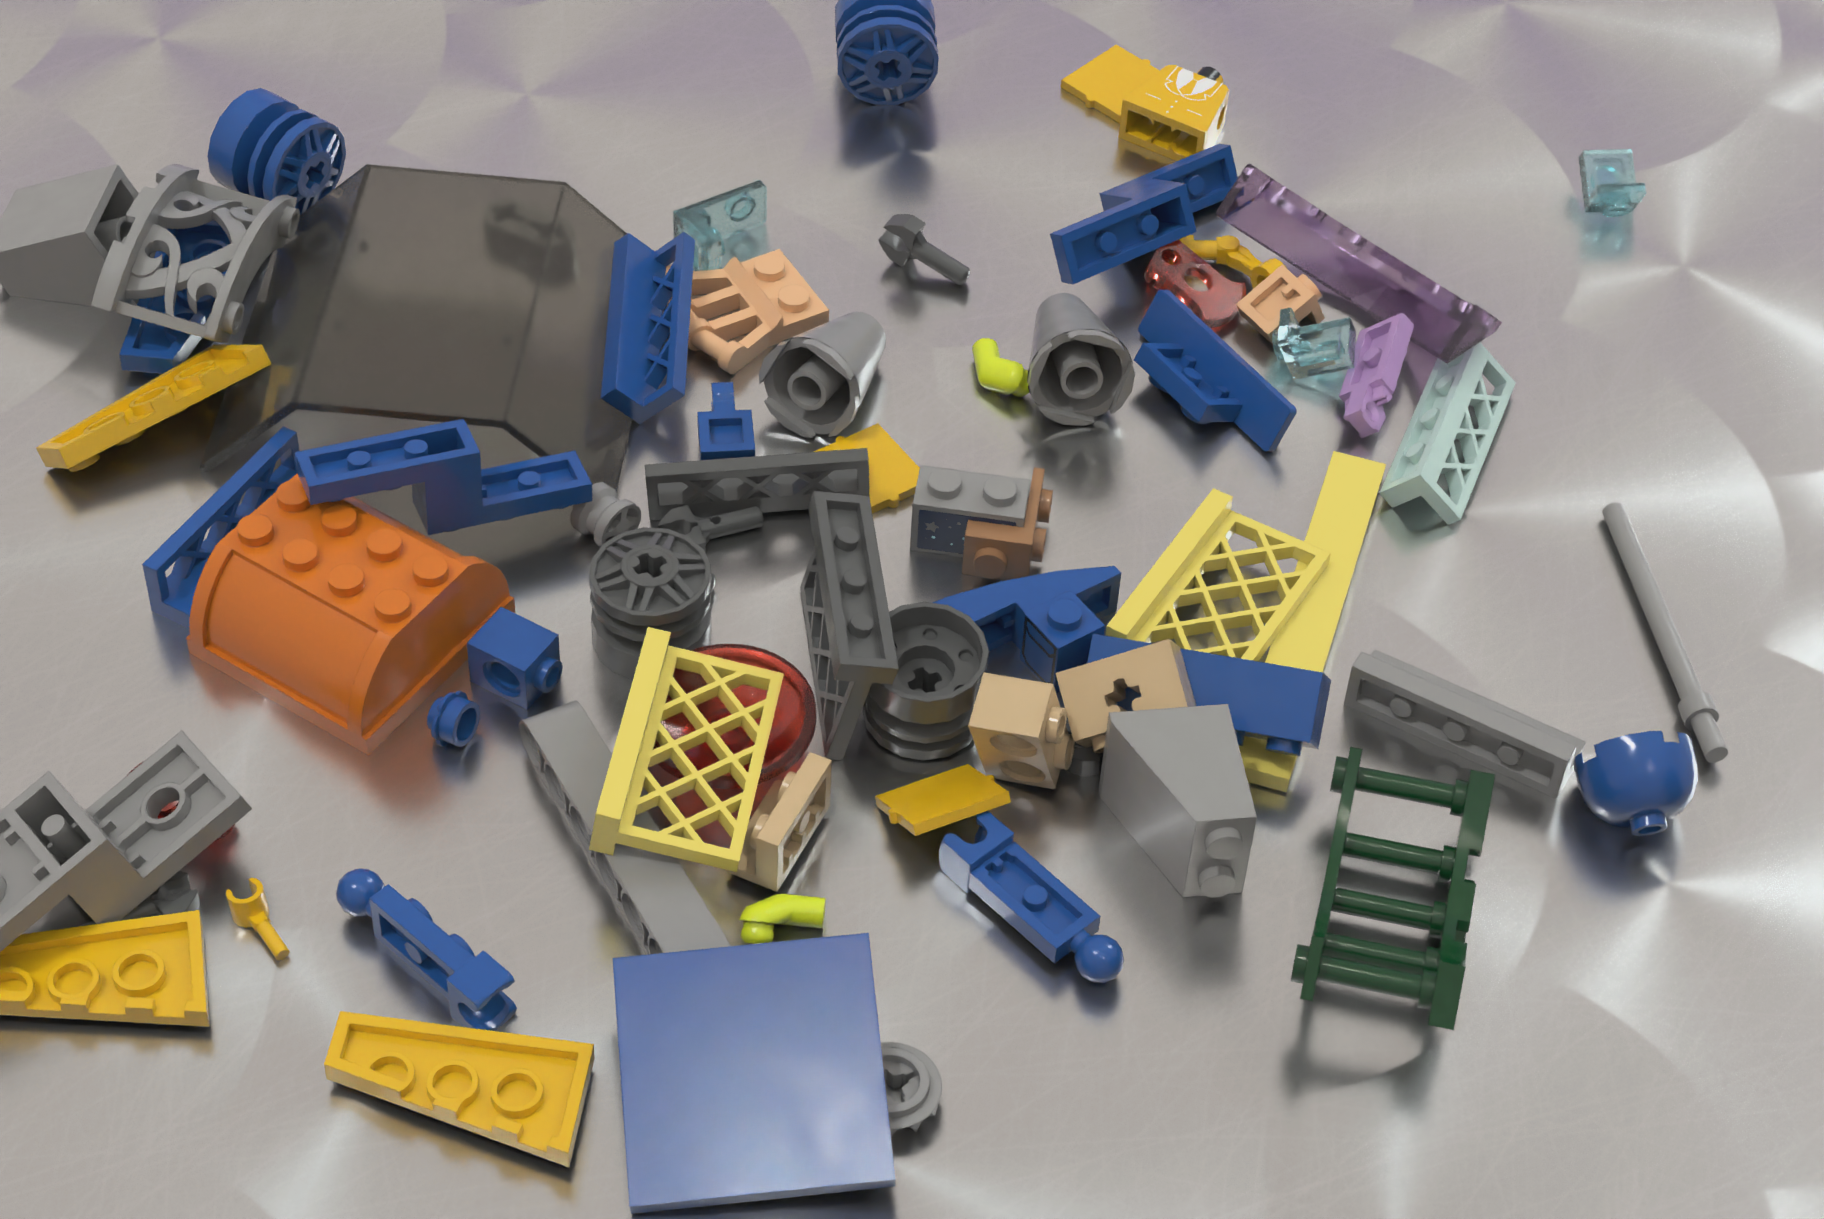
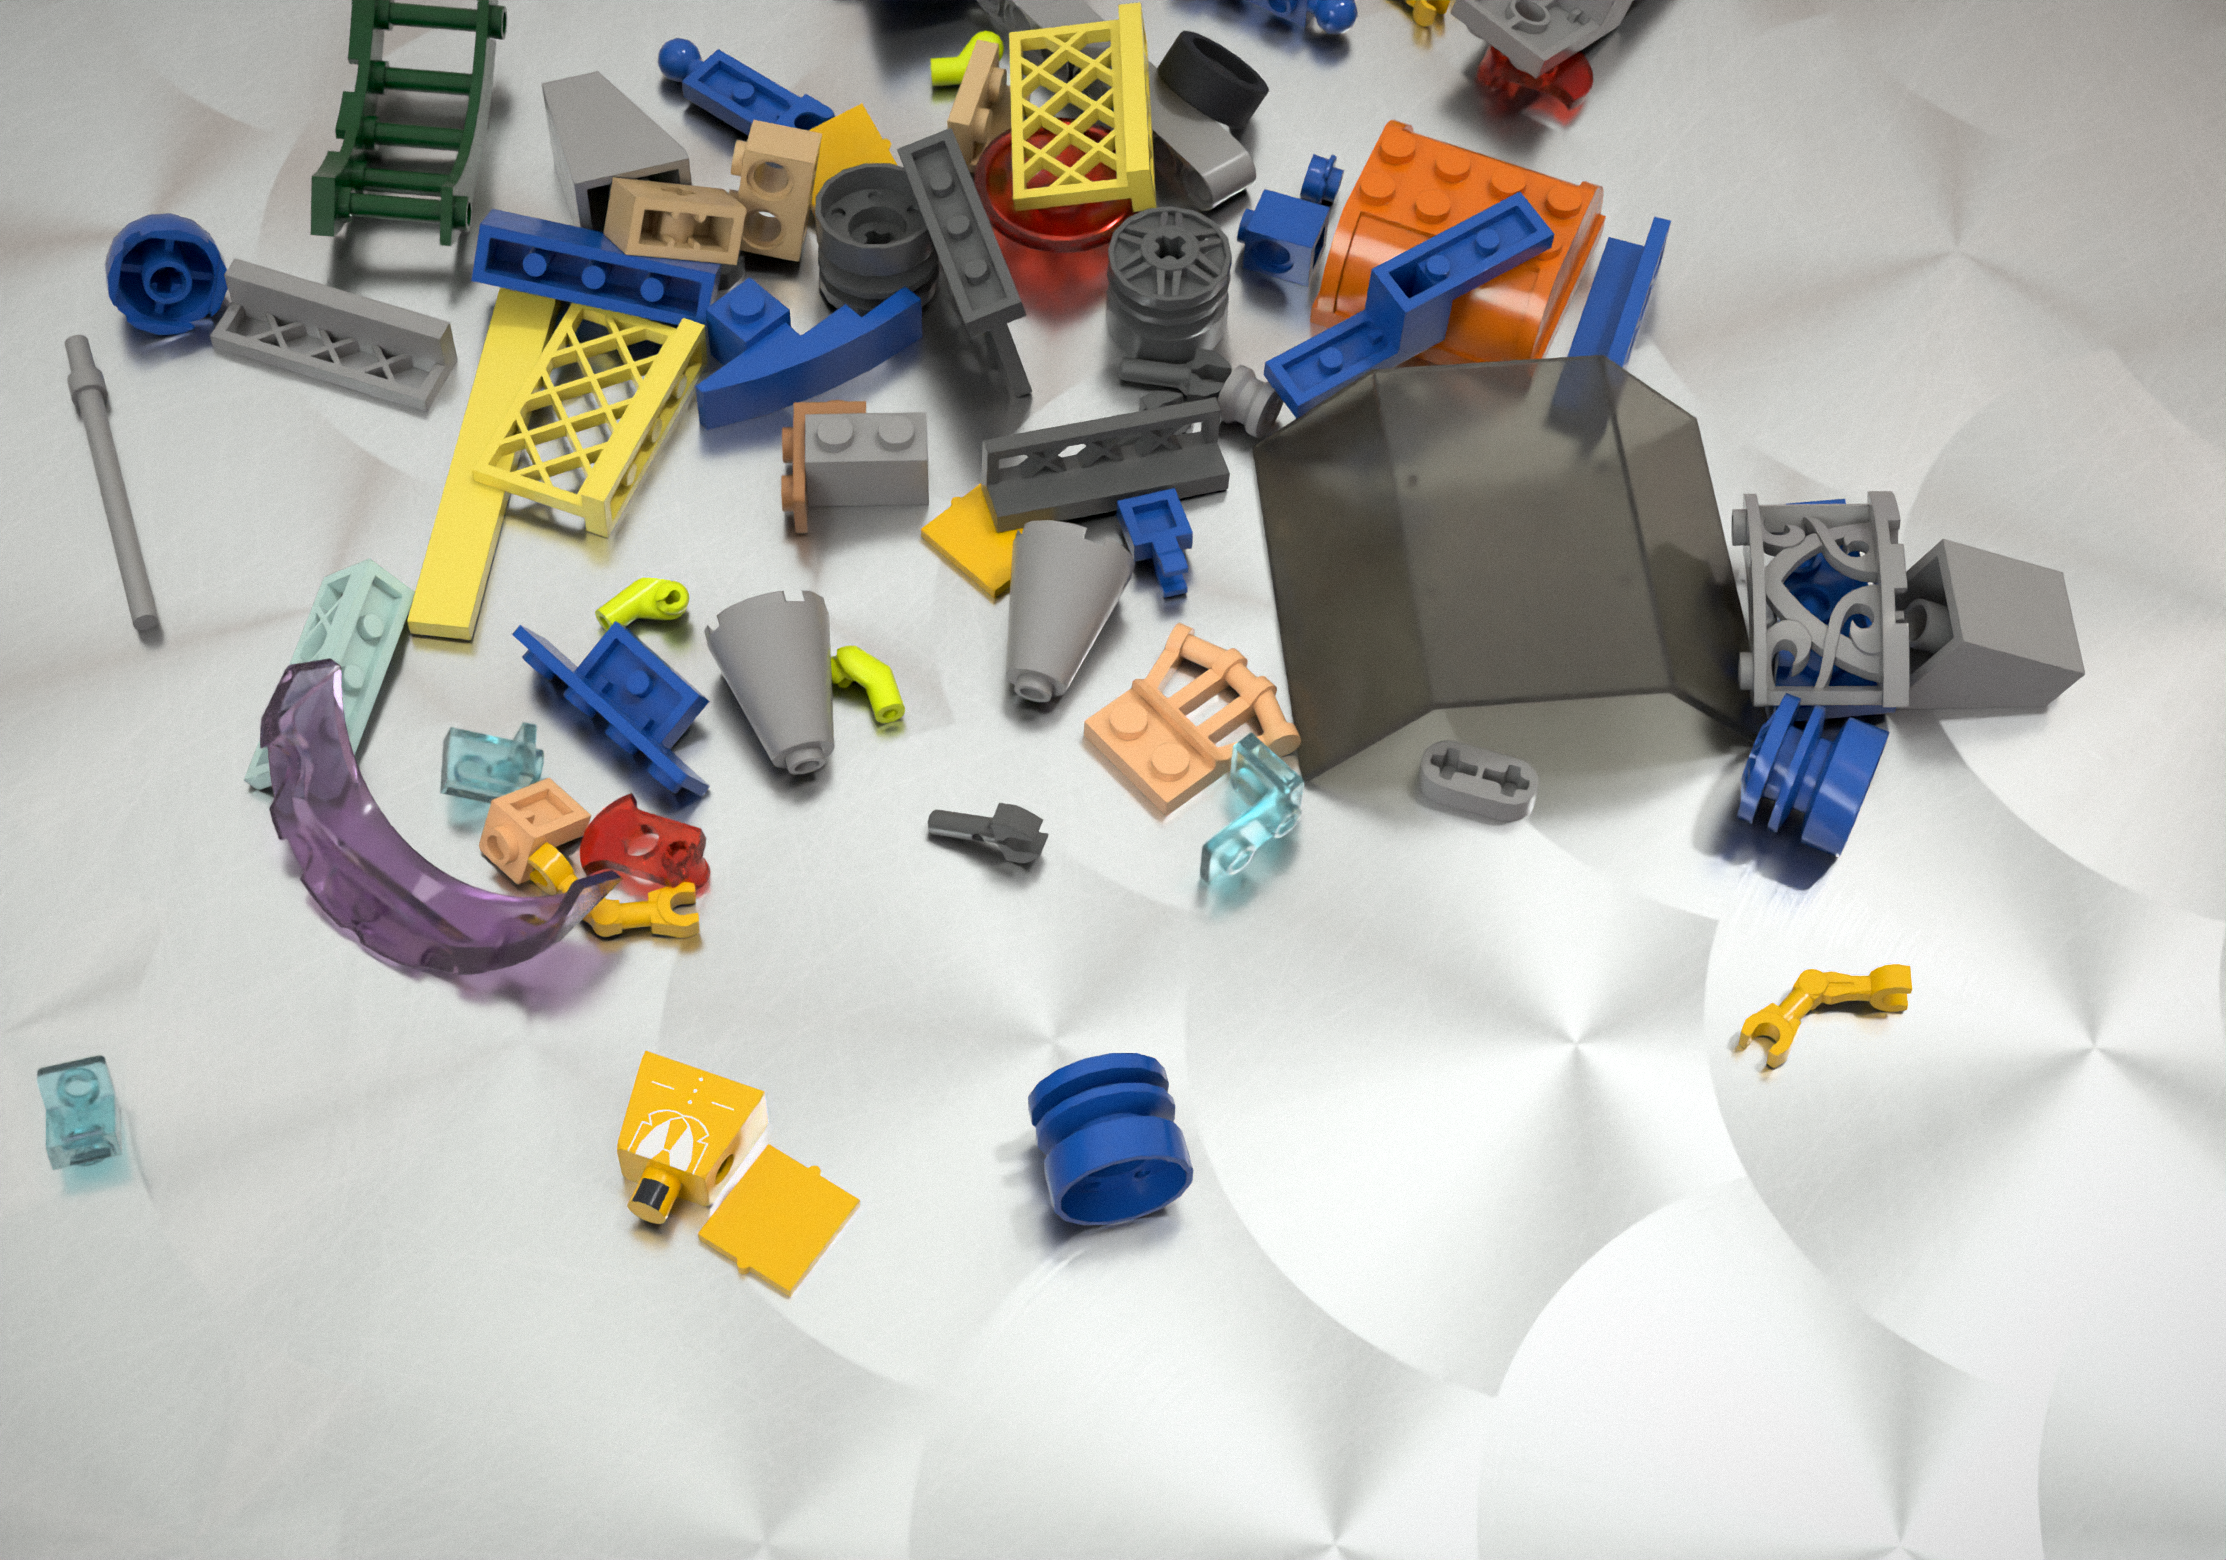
camera: 170 degrees right, 10 degrees up
(151, 403) = (1770, 441): yellow wing -> none
(379, 67) = (1883, 987): none -> yellow piece
(500, 790) = (1212, 79): none -> black tyre
(639, 329) = (1285, 632): blue fence -> none
(1144, 214) = (713, 912): blue bracket -> none
(1181, 459) = (646, 600): none -> neon yellow arm
(1375, 372) = (411, 752): lavender hinge -> none

